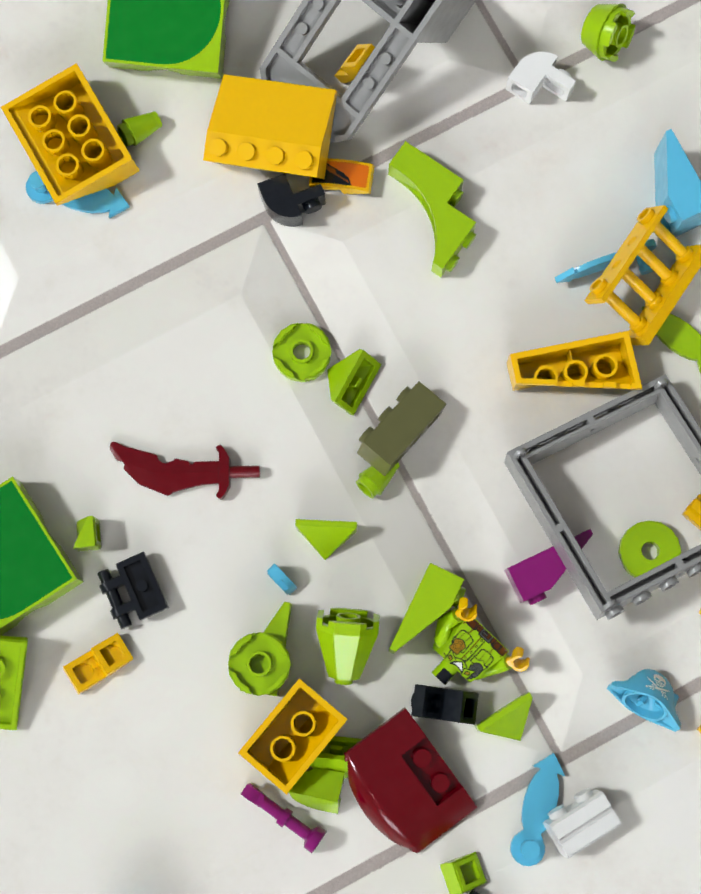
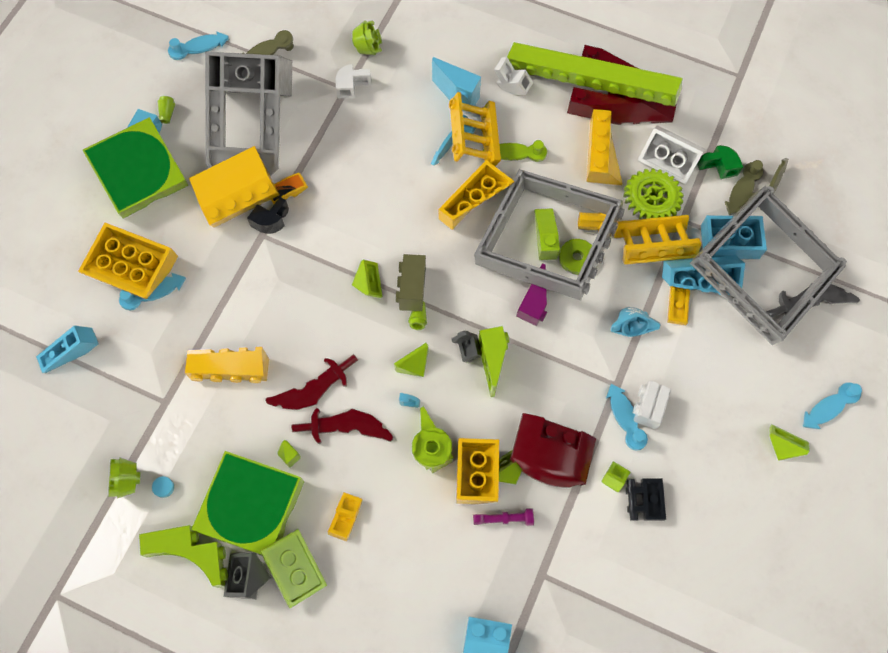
camera: 40 degrees left, 10 degrees down
(94, 365) = (227, 365): none -> yellow wedge
(137, 128) = (162, 234): lime cone -> none
(141, 586) = (337, 458): black plate -> none
(184, 546) = (344, 423): none -> dark red sword
(301, 369) = (336, 294): lime tile -> none
(319, 789) = (512, 490): lime brick -> none
(346, 641) = (467, 405): lime cone -> none
(354, 62) = (253, 131): yellow slope -> none
(409, 565) = (468, 345): none -> dark grey bracket
(436, 191) = (343, 164): lime arch -> none
(444, 704) = (540, 398): black brick -> none
(471, 648) = (530, 361): torso -> none
(508, 720) = (577, 383): lime slope -> none
(633, 489) = (546, 234): none -> lime slope

